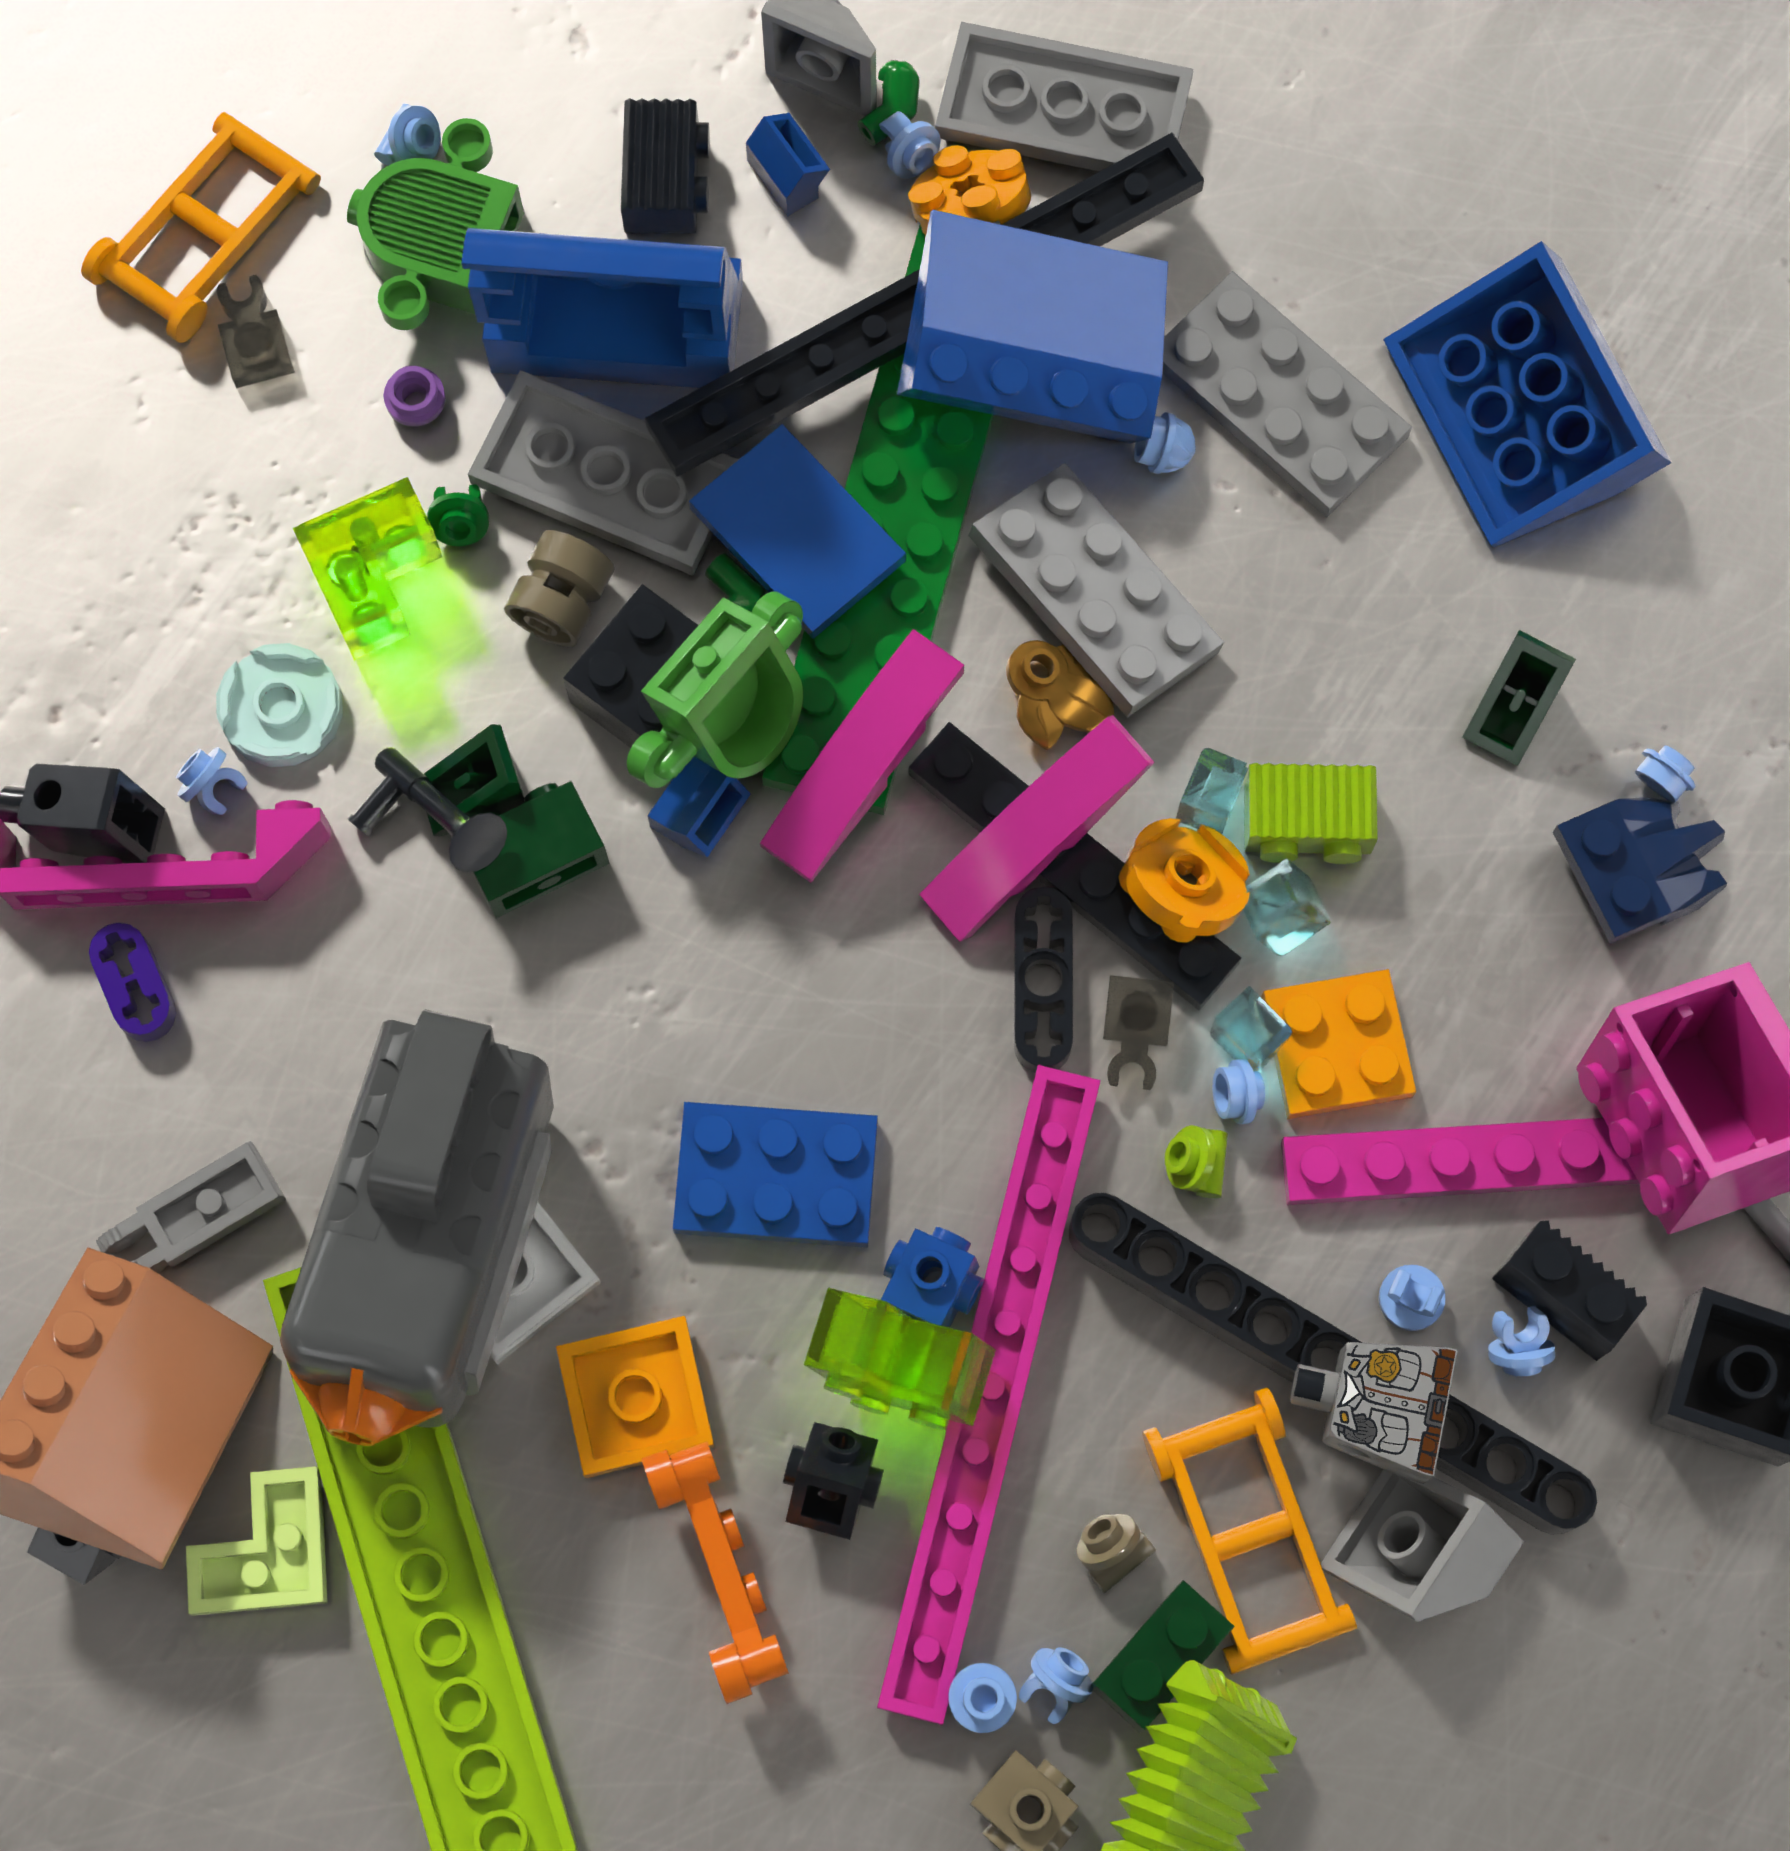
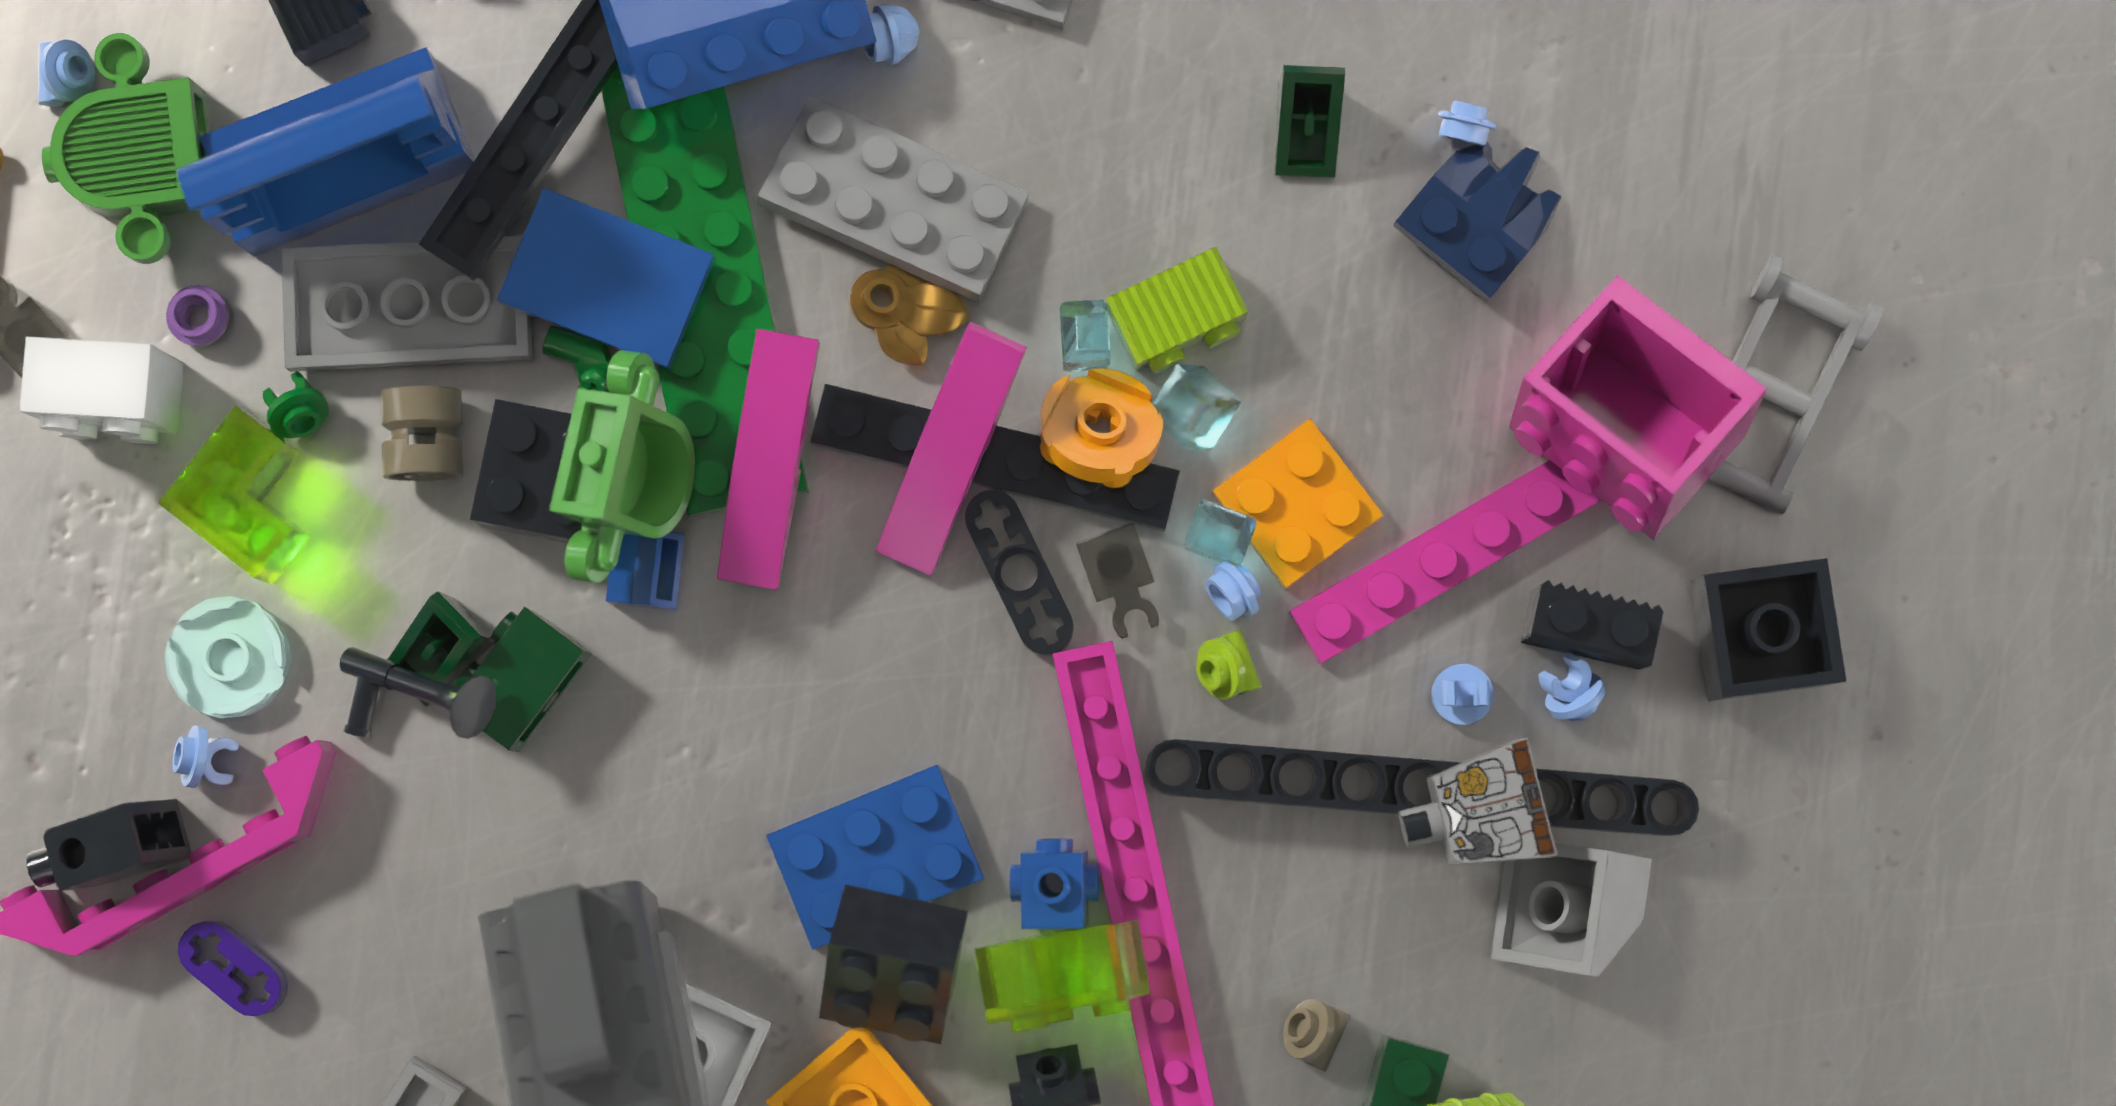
camera: 25 degrees left, 10 degrees up
(298, 410) = (102, 387): none -> white brick
(742, 1271) = (892, 964): none -> black brick
(1267, 1426) = (1393, 865): light orange piece -> none

